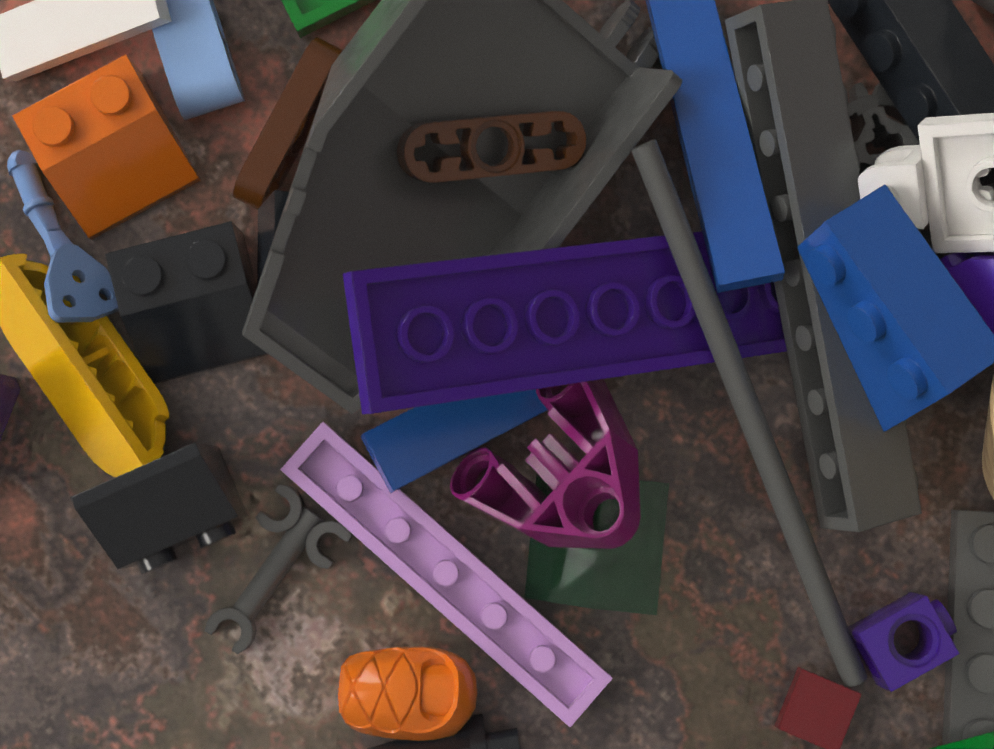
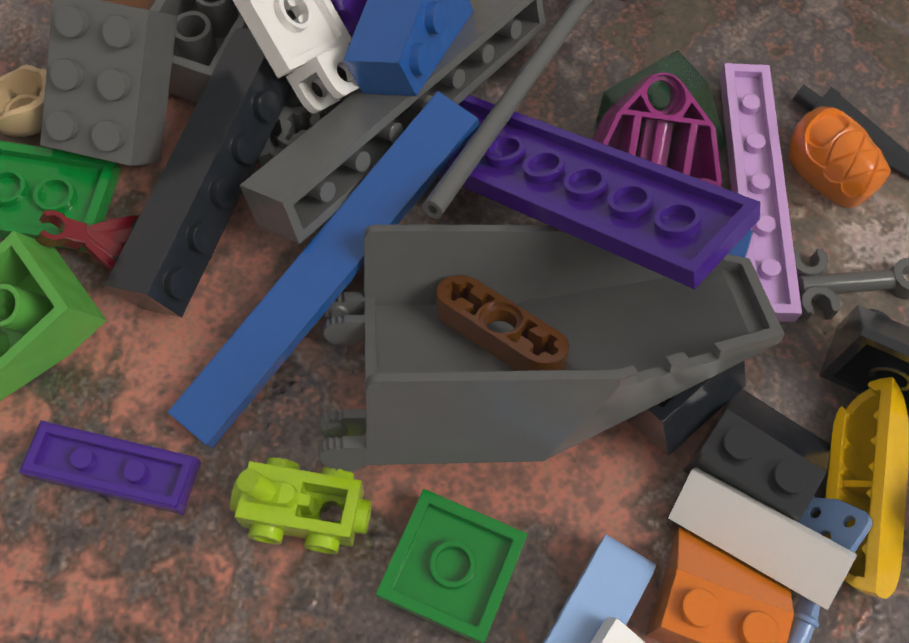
camera: 135 degrees left, 20 degrees down
(122, 219) = (762, 537): none -> white tile
(286, 126) = (591, 488): reddish brown beam -> none

